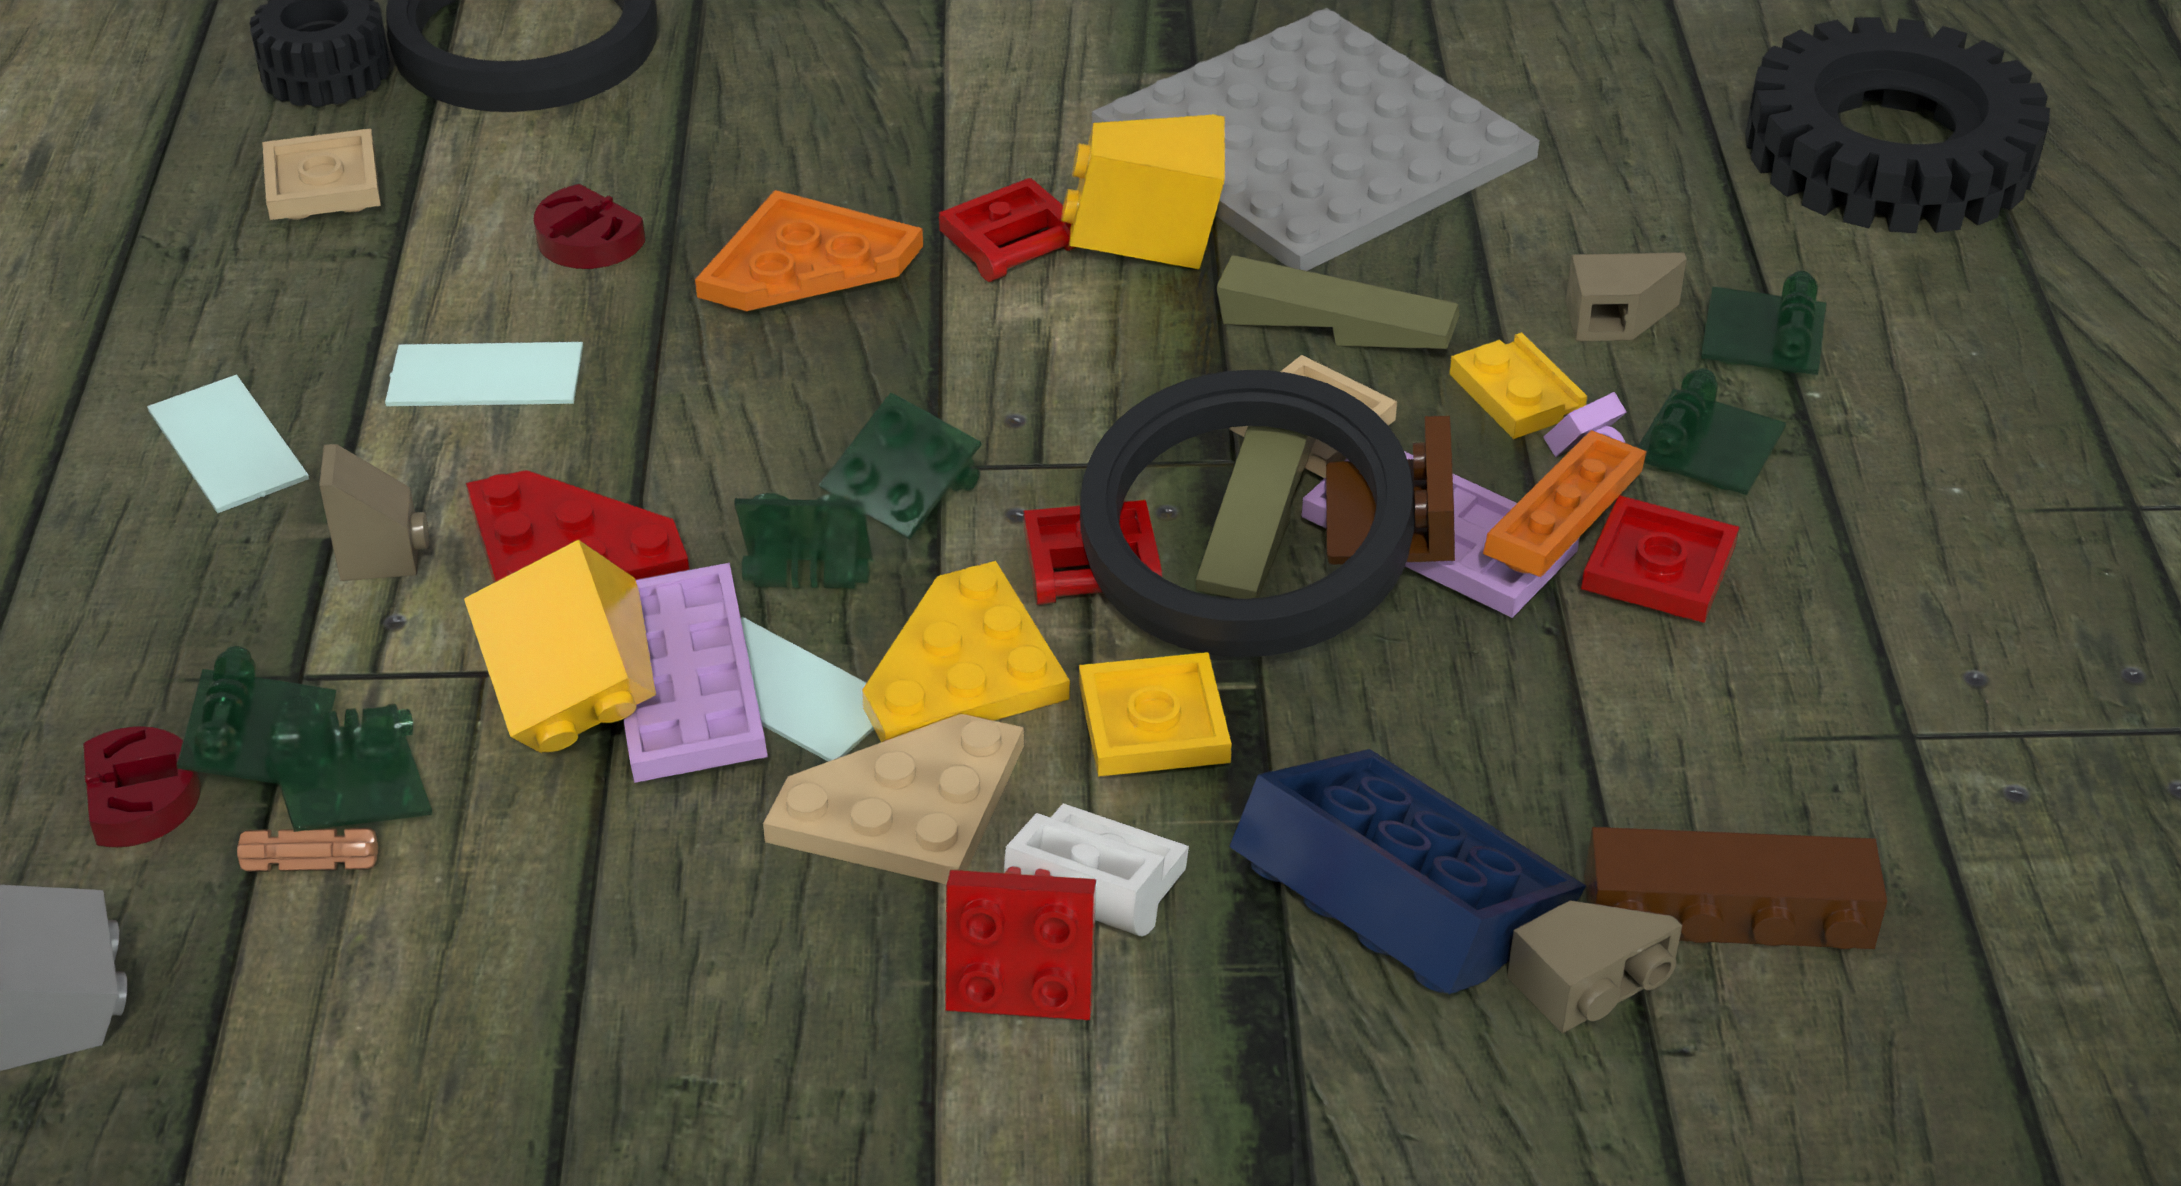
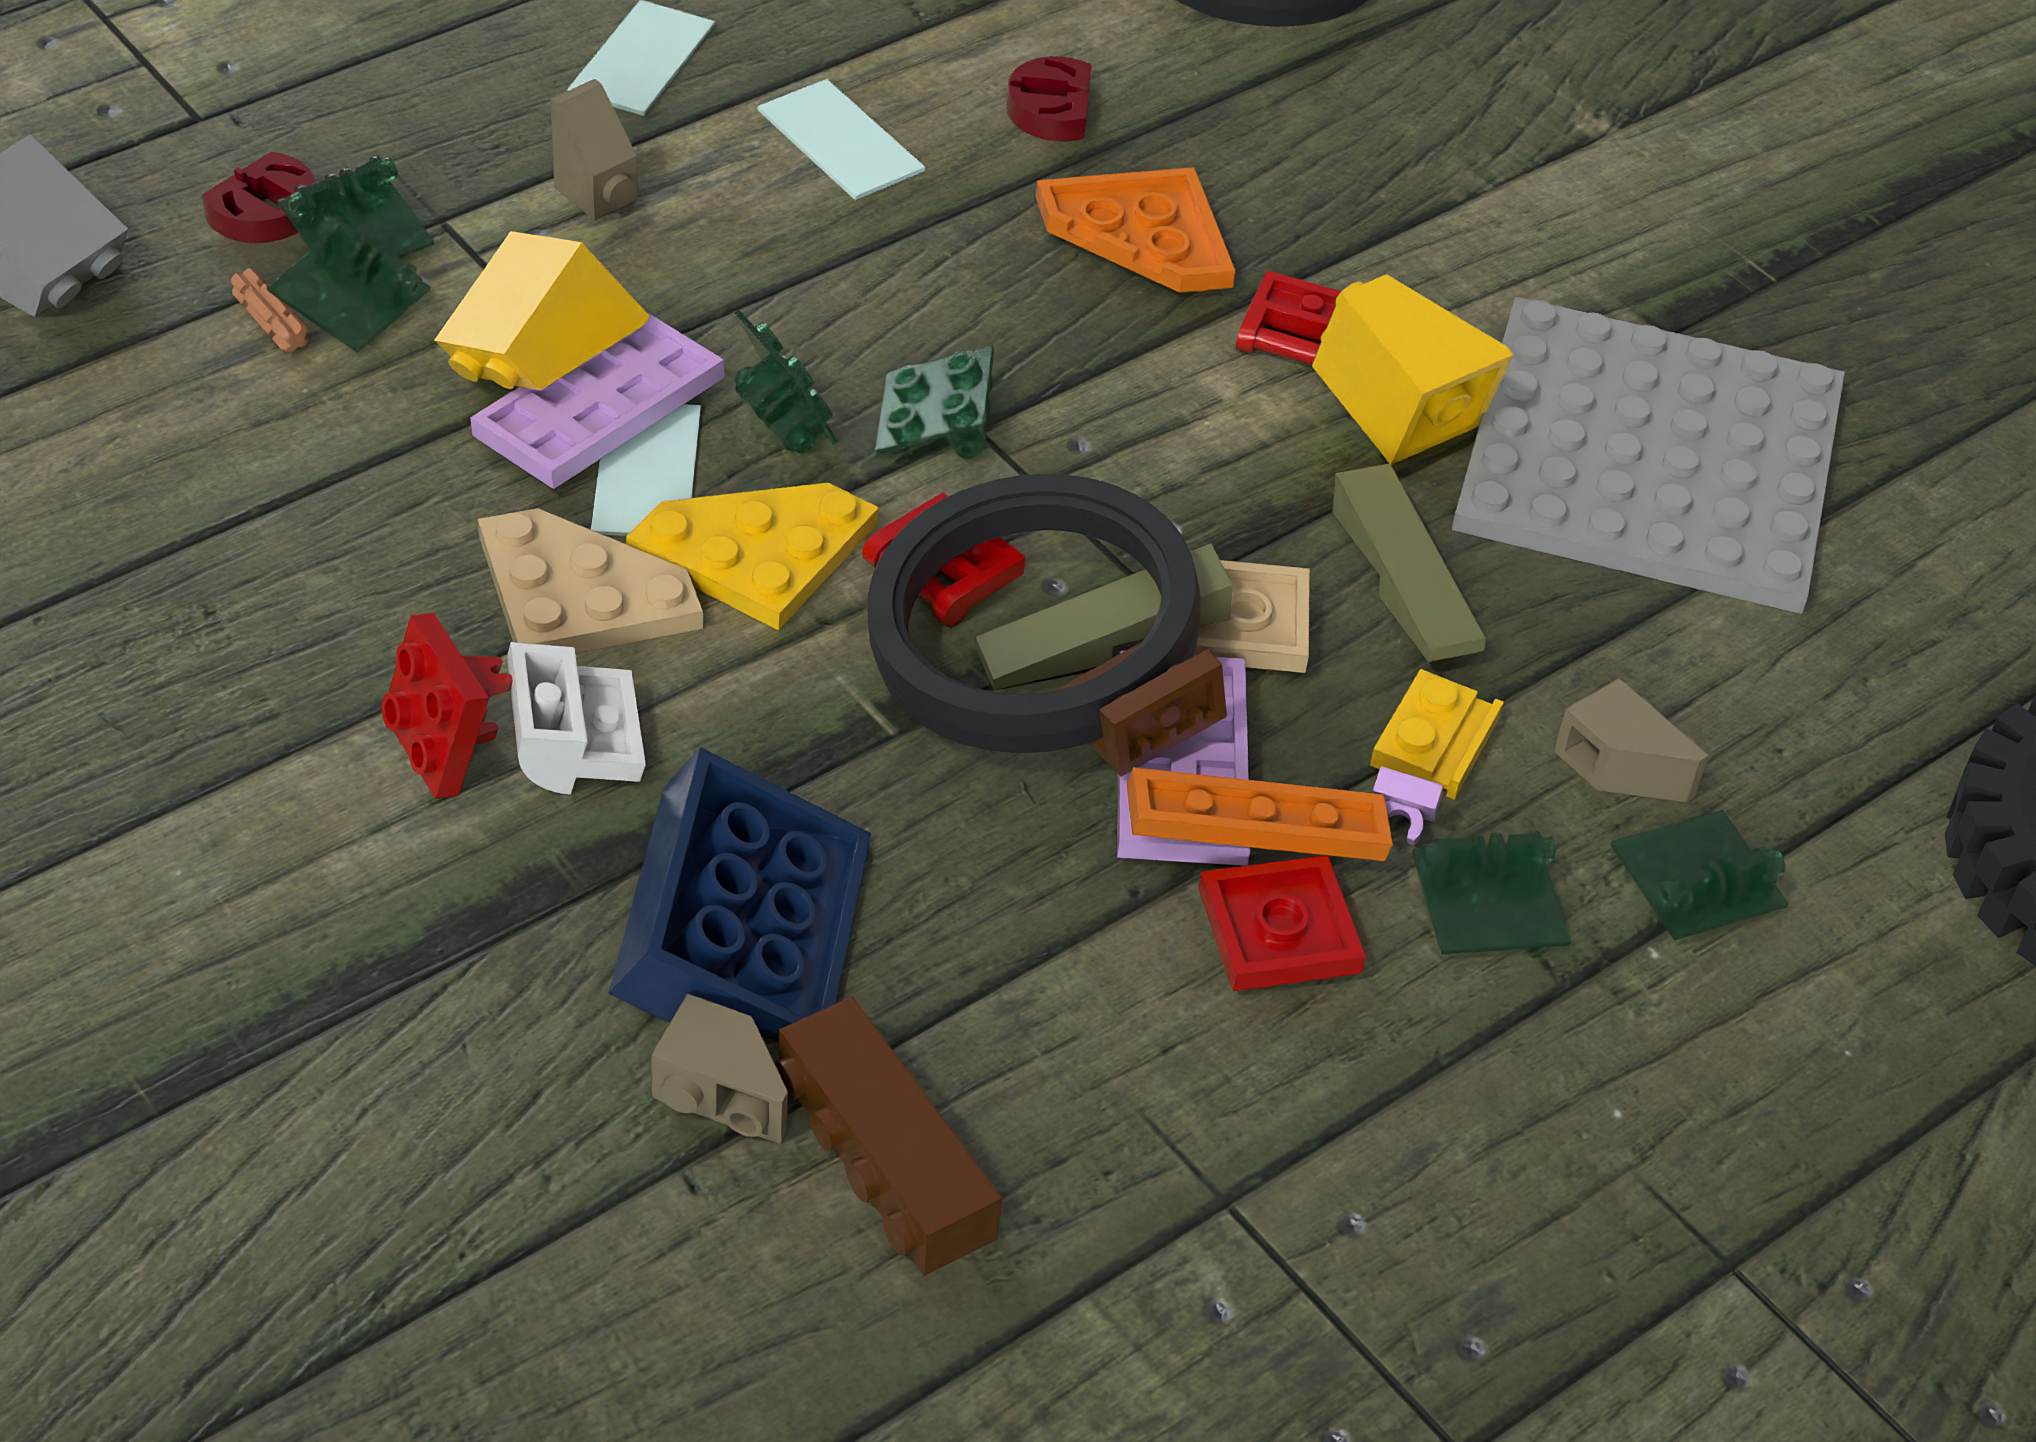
camera: 50 degrees right, 5 degrees up
(533, 515) = (692, 271): red plate -> none
(1154, 714) = (785, 680): yellow plate -> none

